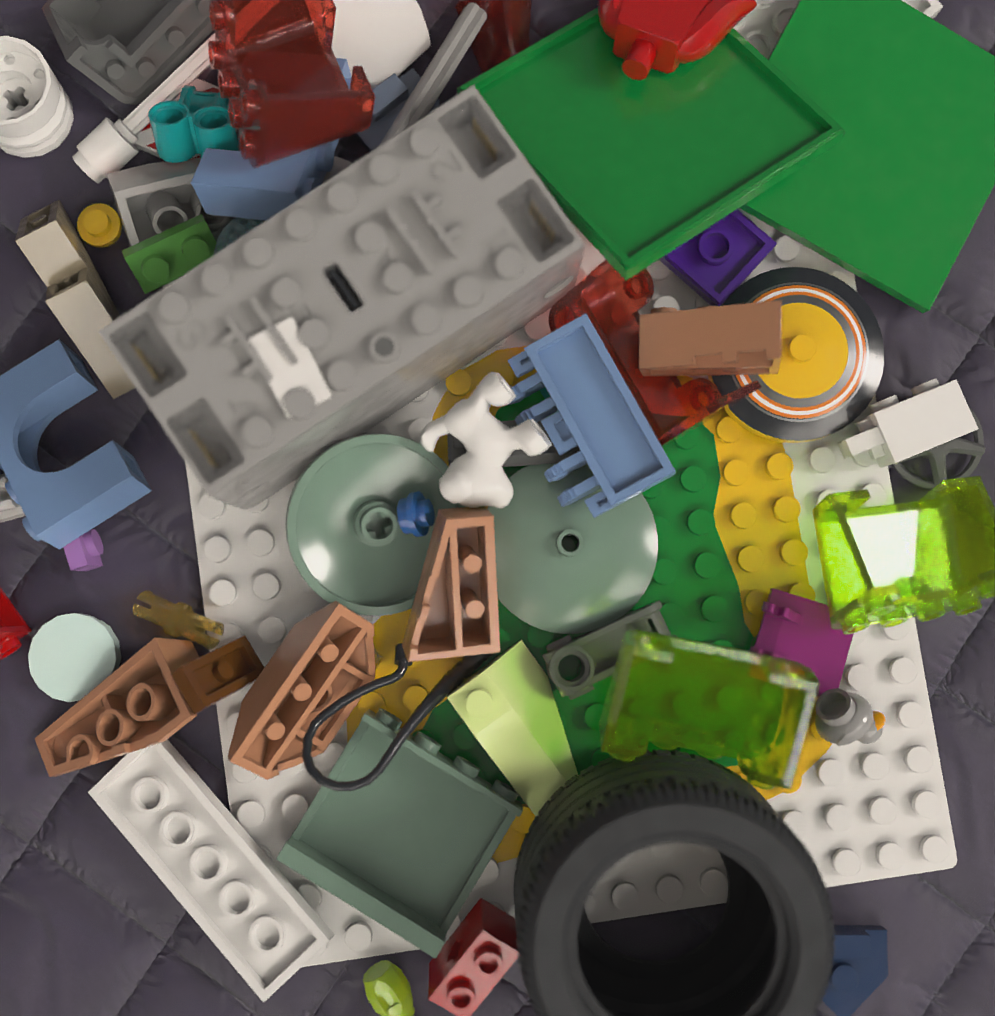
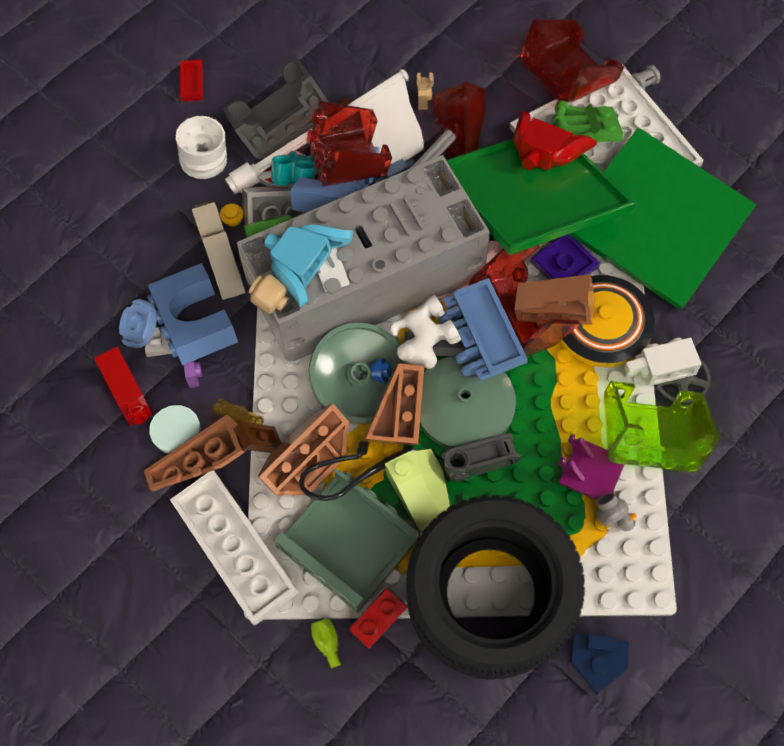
camera: 10 degrees right, 20 degrees down
(177, 445) = (268, 294): none -> tan head
(225, 353) = (302, 253): none -> medium azure torso
(709, 703) = (532, 476): clear neon green windscreen -> none

